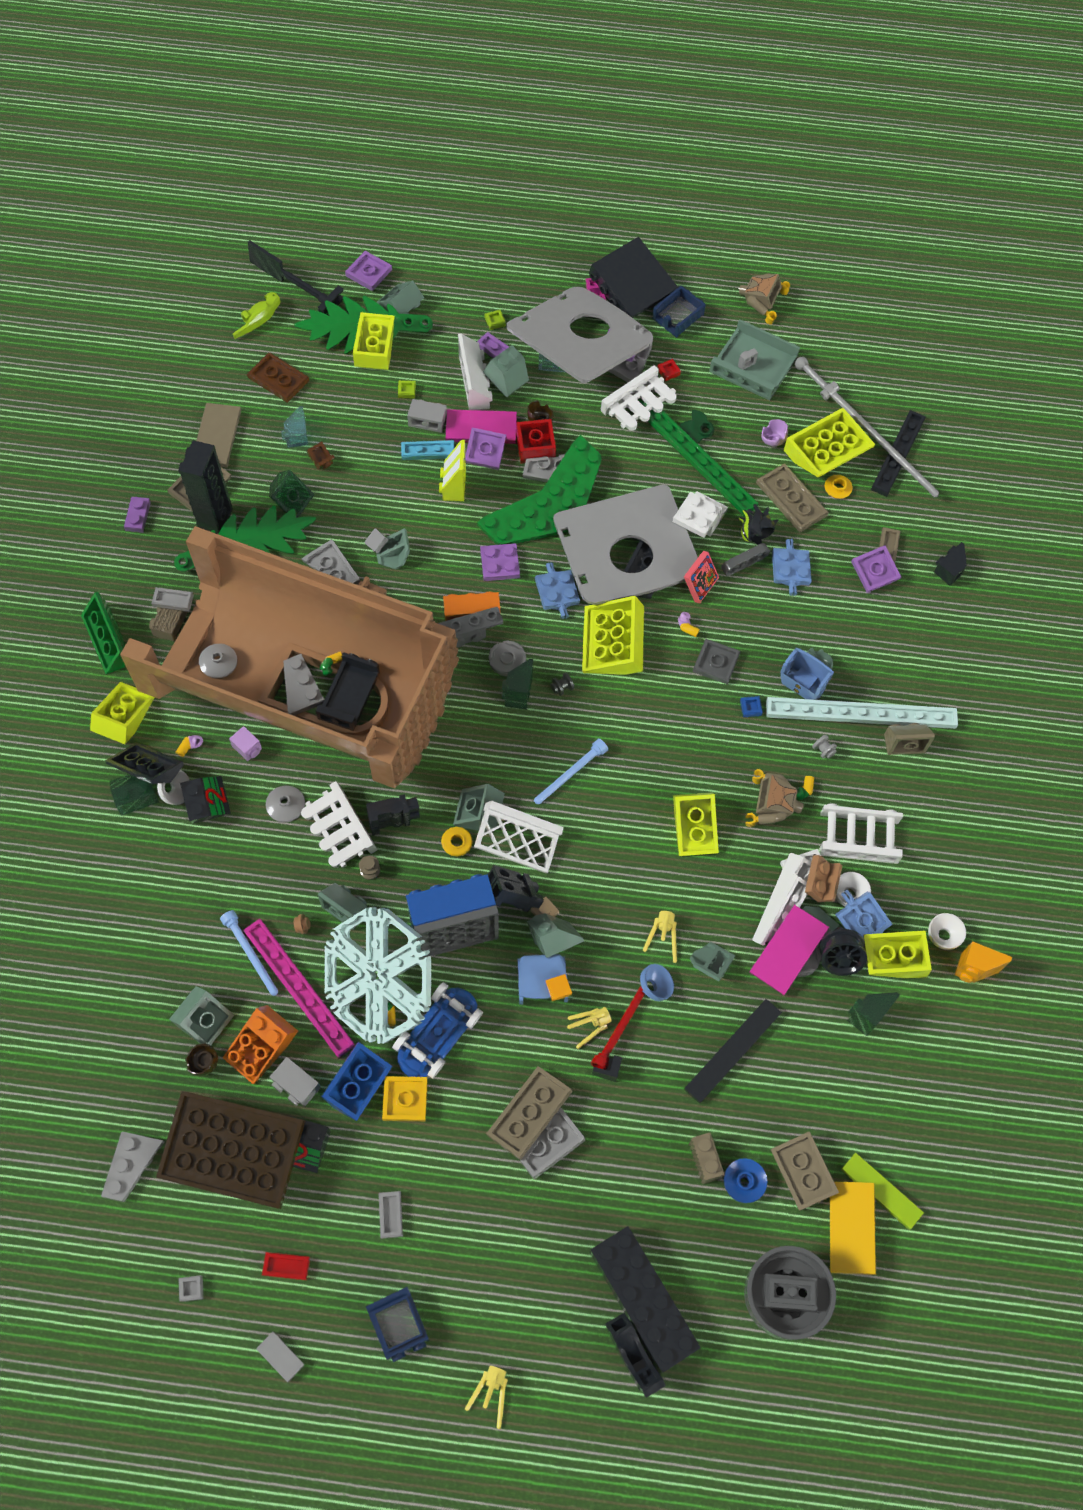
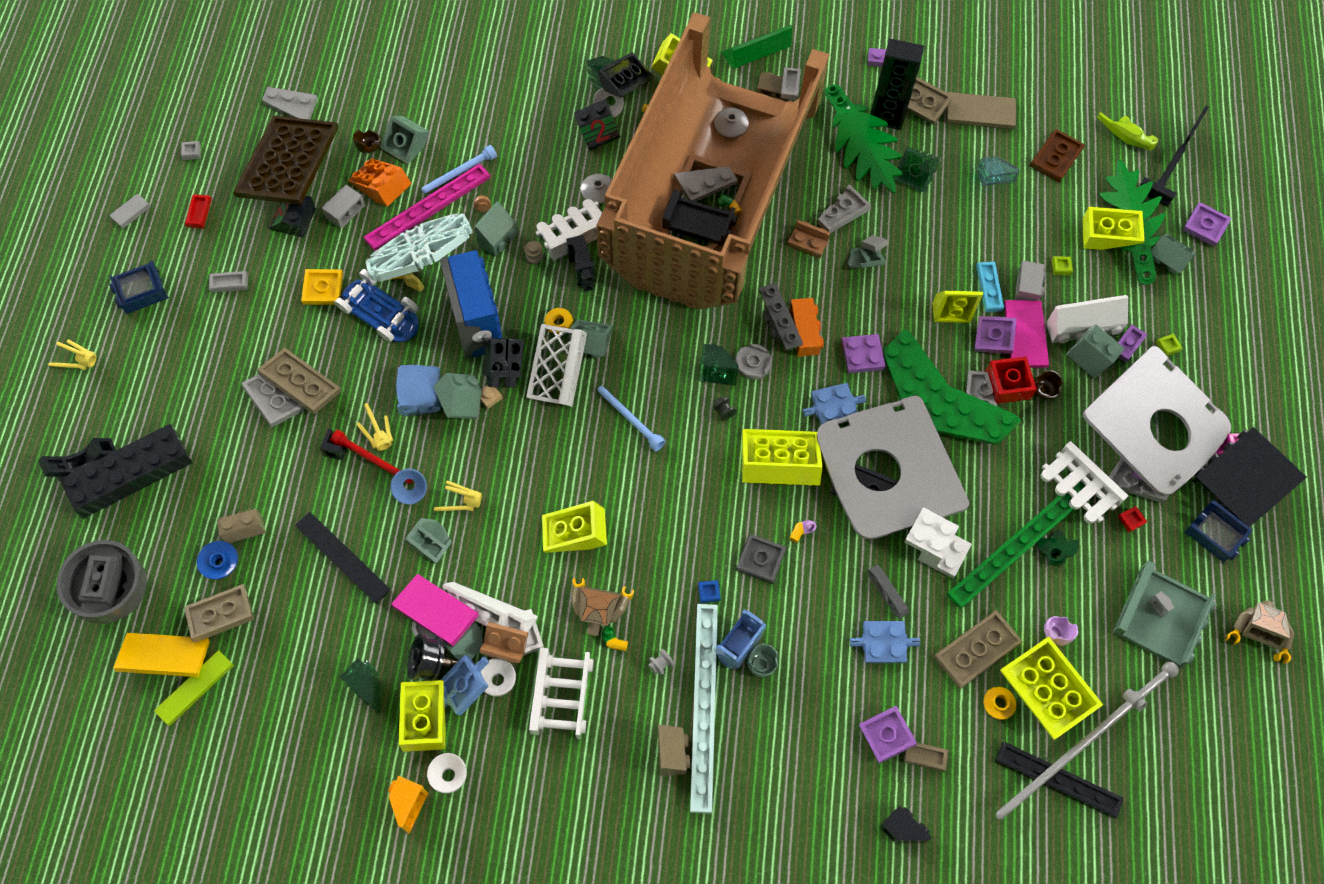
camera: 90 degrees right, 0 degrees up
(320, 456) = (967, 193): reddish brown bracket -> none
(356, 1081) = (338, 247): blue slope -> none
(558, 987) = (403, 395): light orange tile -> none
(701, 577) = (856, 539): tile -> none
(757, 525) = (929, 602): black hair -> none

